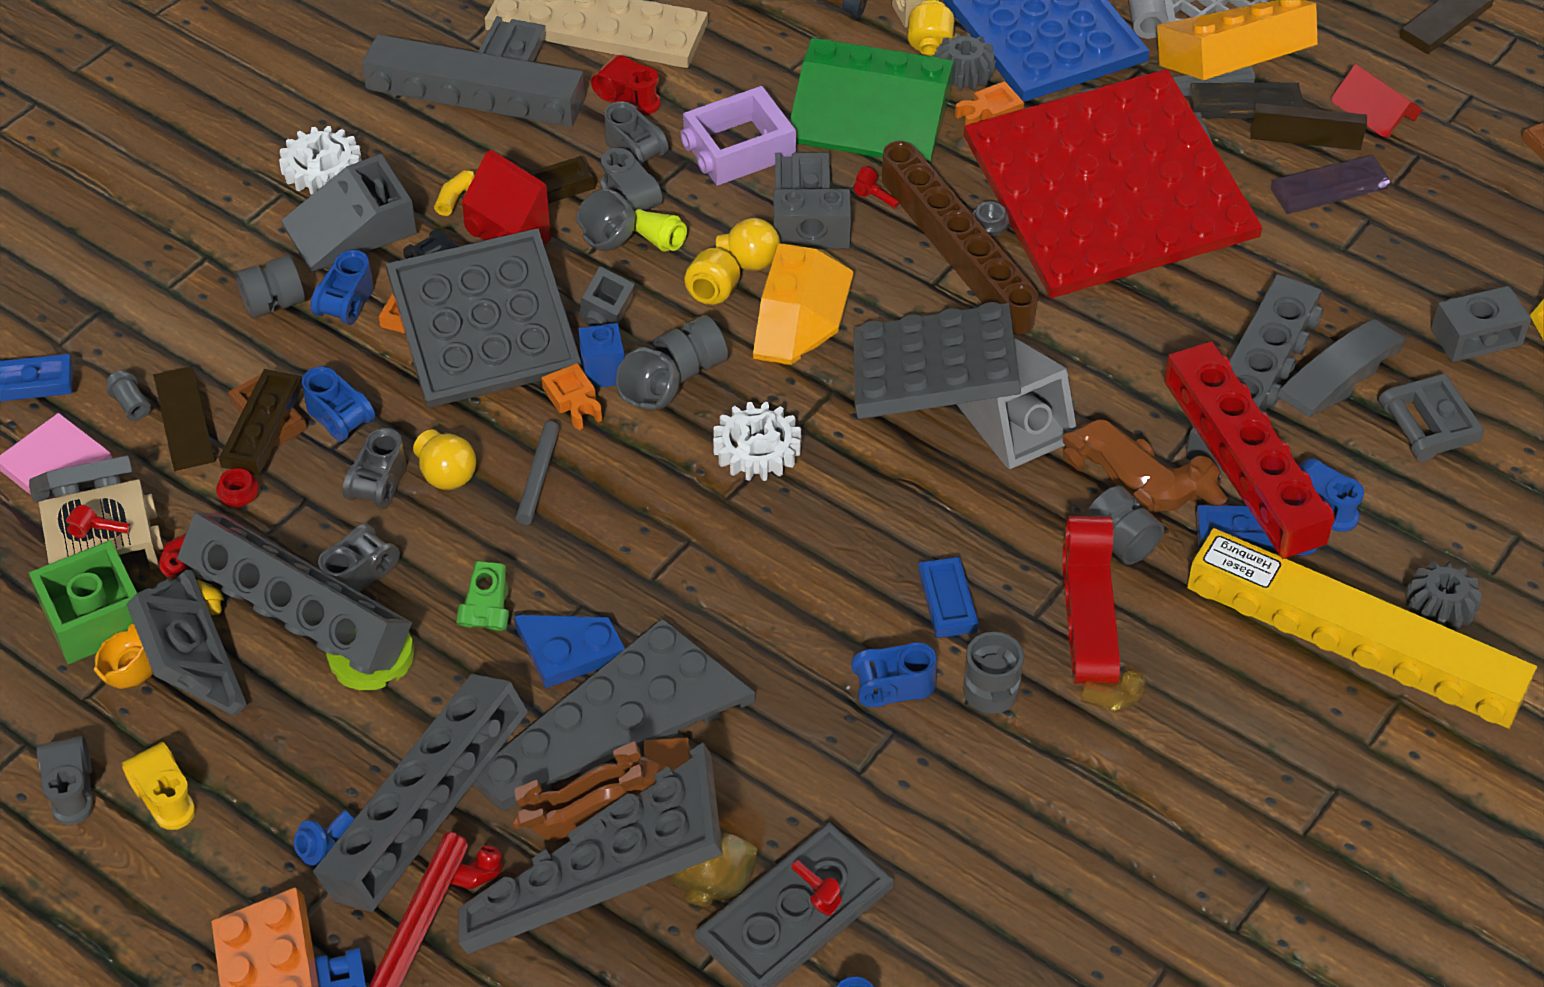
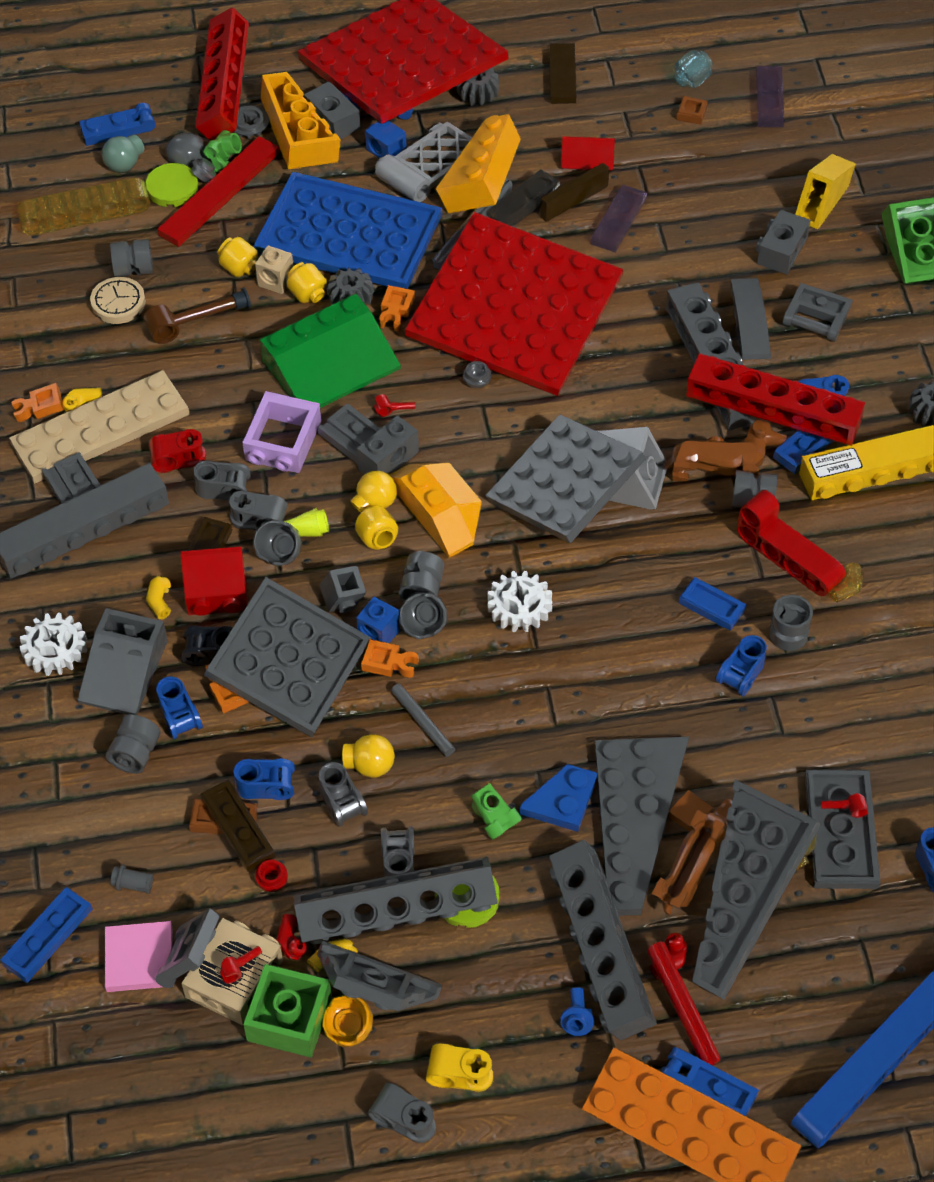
camera: 45 degrees left, 5 degrees up
(183, 418) = (181, 864): dark brown tile -> none
(957, 234) = (472, 396): reddish brown beam -> none

